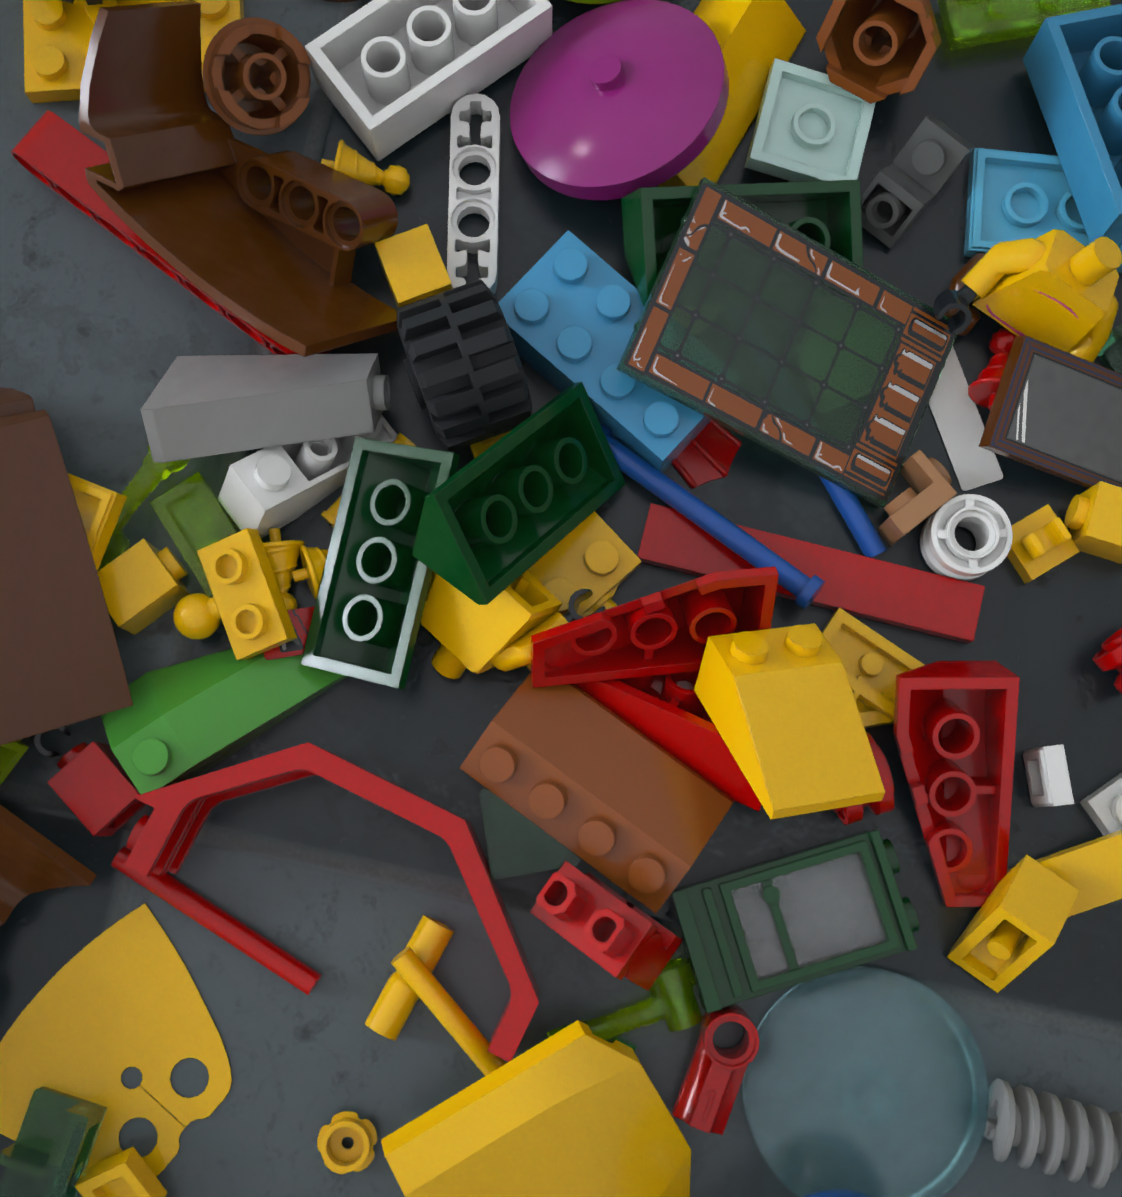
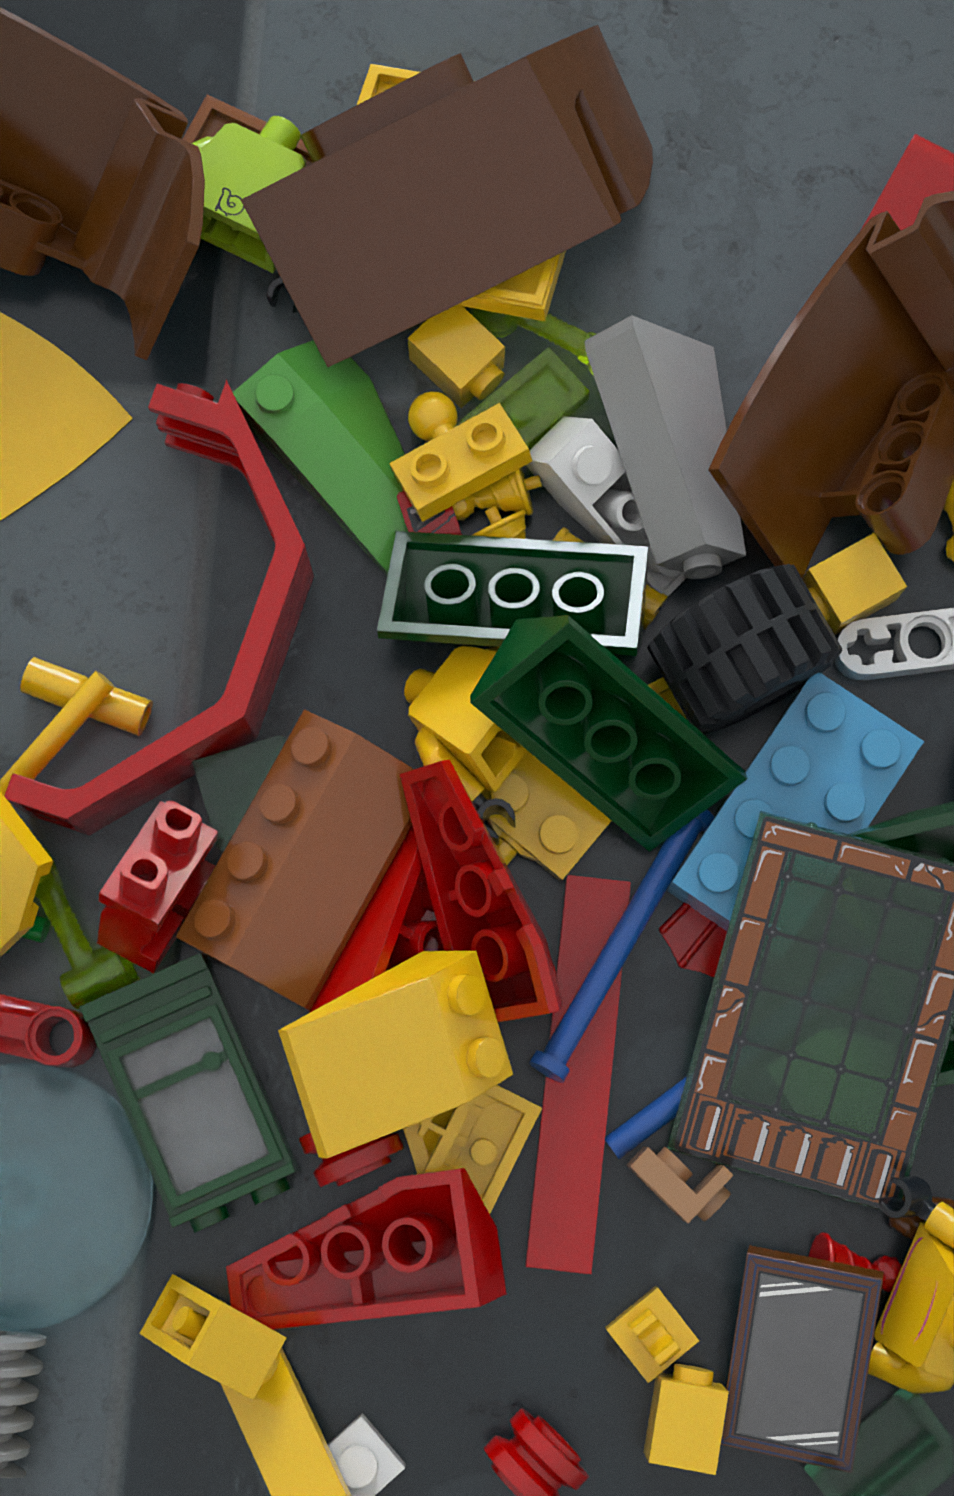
camera: 85 degrees right, 0 degrees up
(96, 788) = (238, 345): red brick -> none
(223, 925) = (113, 508): red bar -> none
(962, 428) = (783, 1228): white sticker -> none
(986, 522) = (665, 1267): white wheel -> none
(1048, 776) = (381, 1365): white tile -> none

